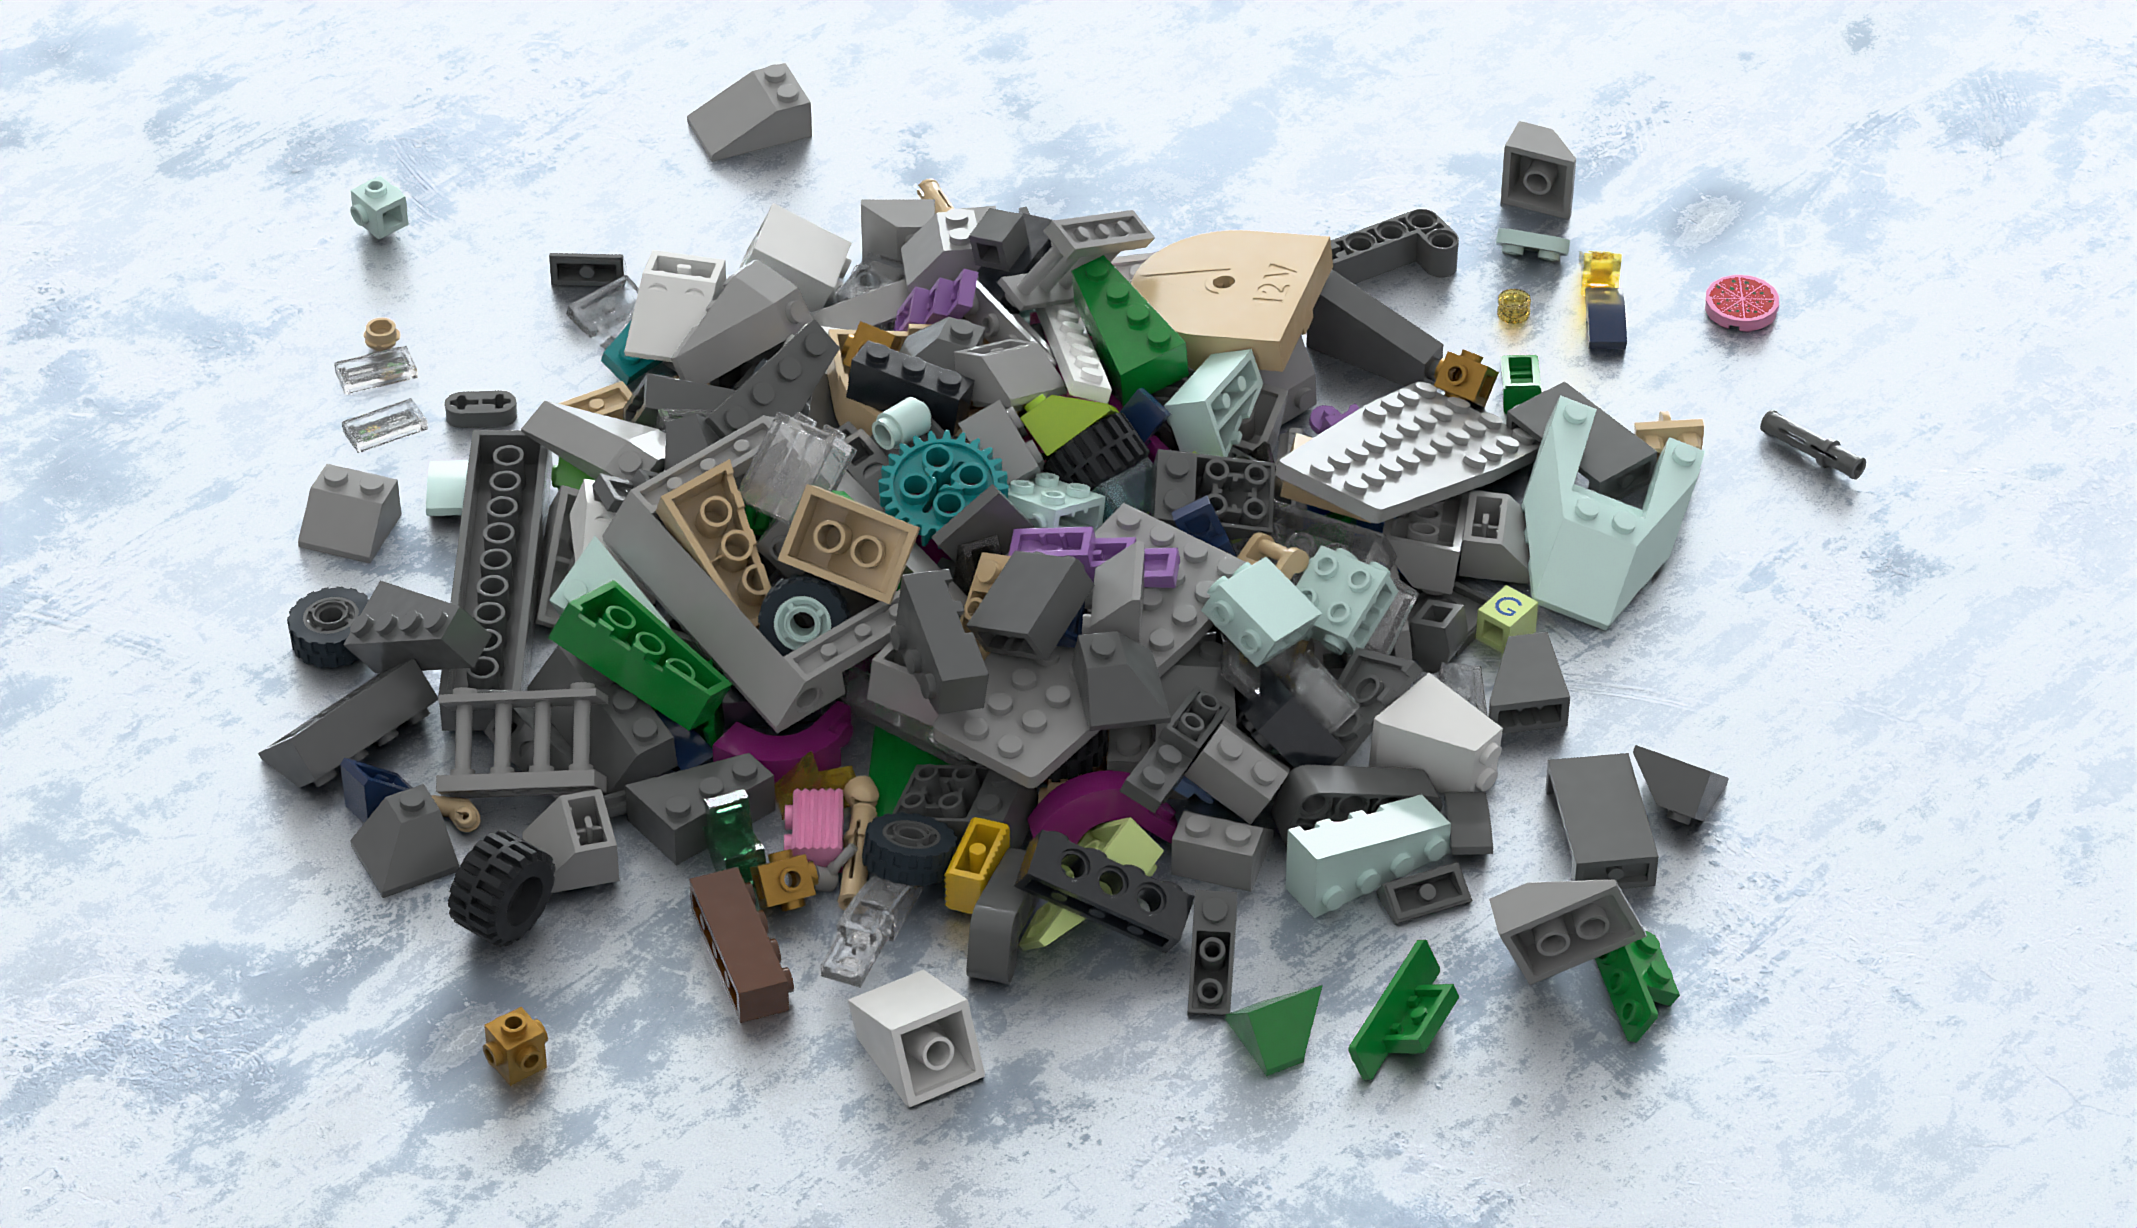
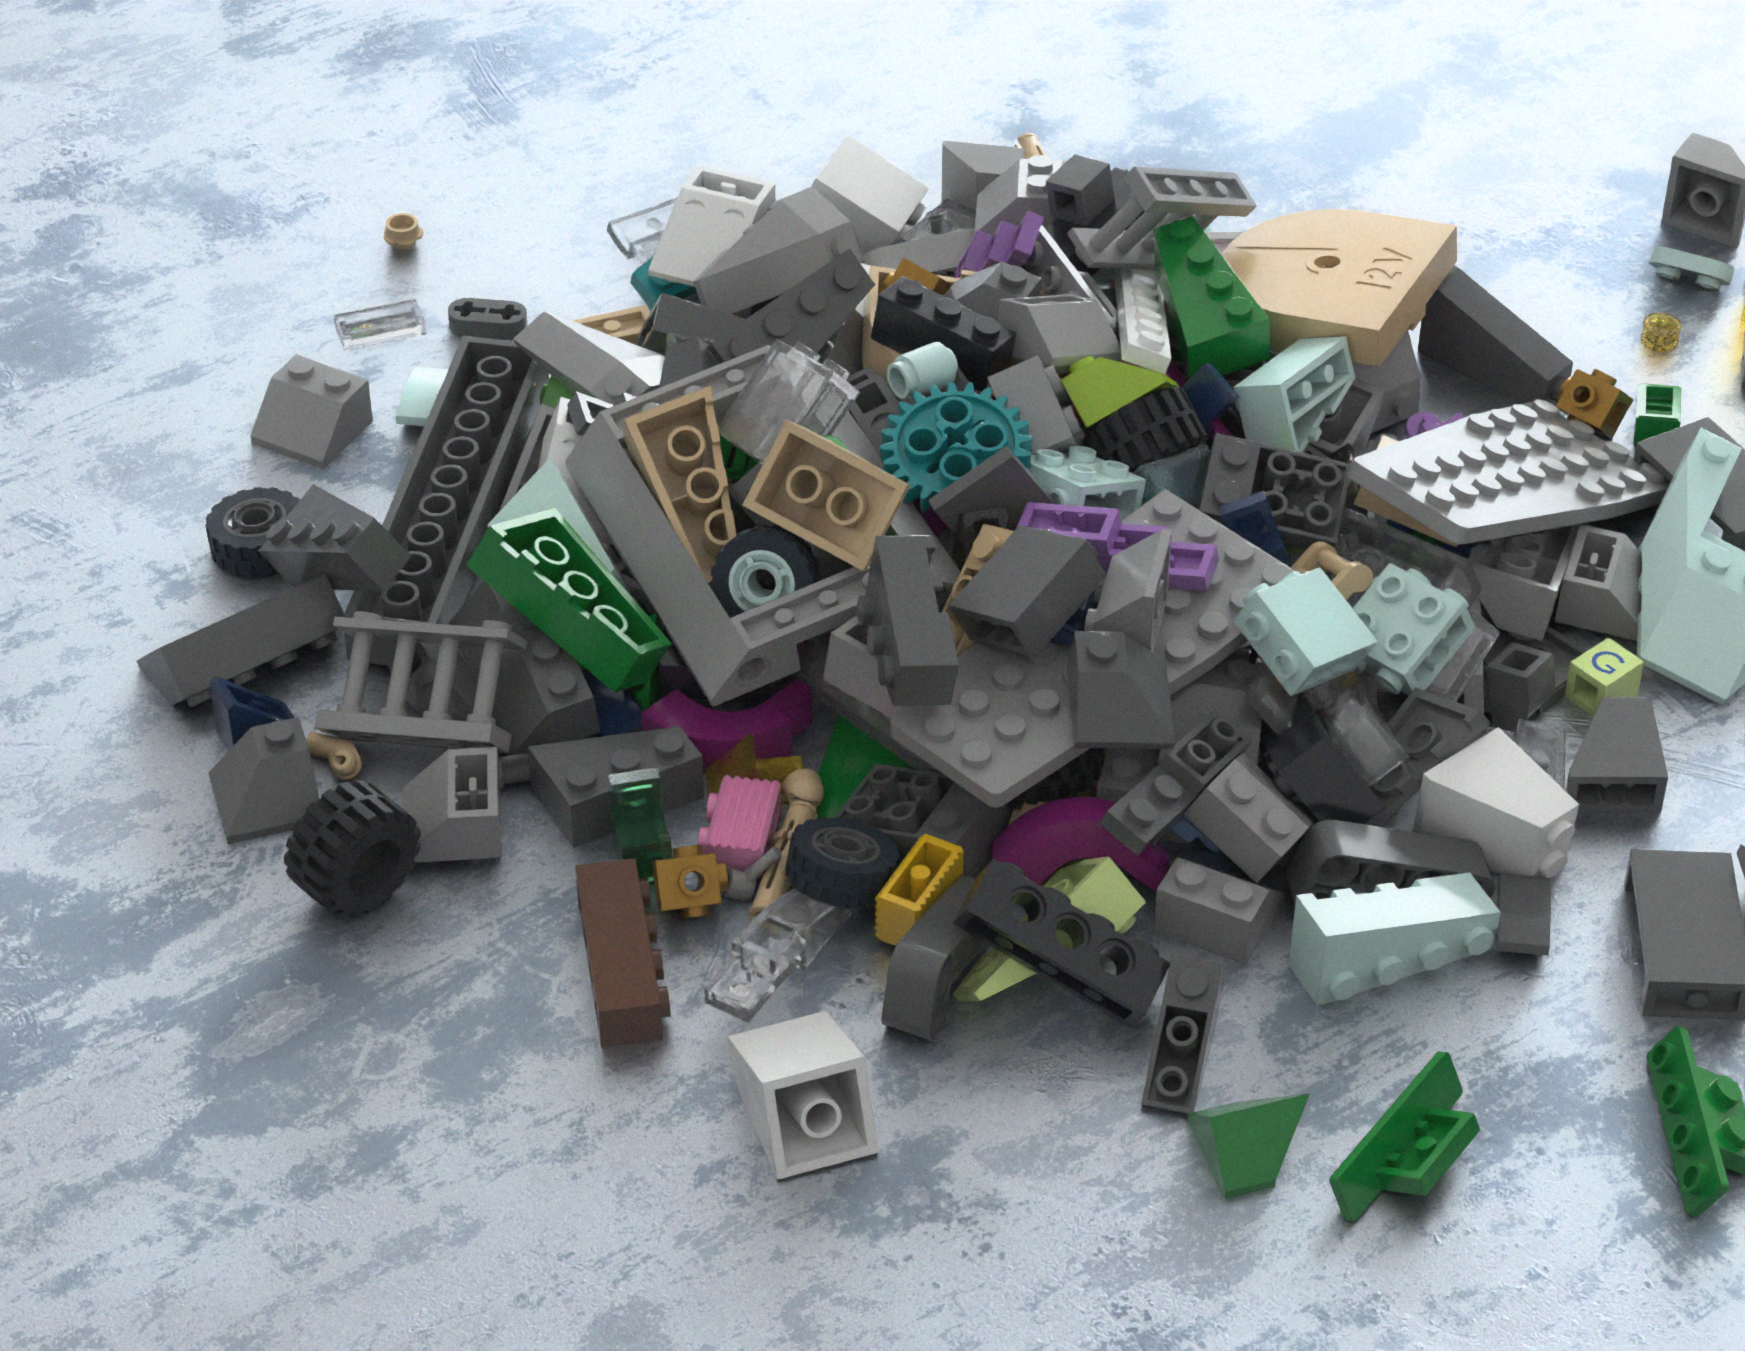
camera: 10 degrees right, 0 degrees up
(375, 370) = (387, 267): clear tile -> none
(379, 207) = (434, 102): light aqua brick -> none
(515, 1045) = (323, 1040): pearl gold brick -> none
(586, 269) = (636, 186): dark grey slope -> none
(753, 114) = (856, 51): light grey slope -> none
(1397, 242) = (1534, 251): dark grey beam -> none
(1424, 893) = (1457, 993): dark grey slope -> none
(1563, 924) = (1622, 1056): light grey slope -> none

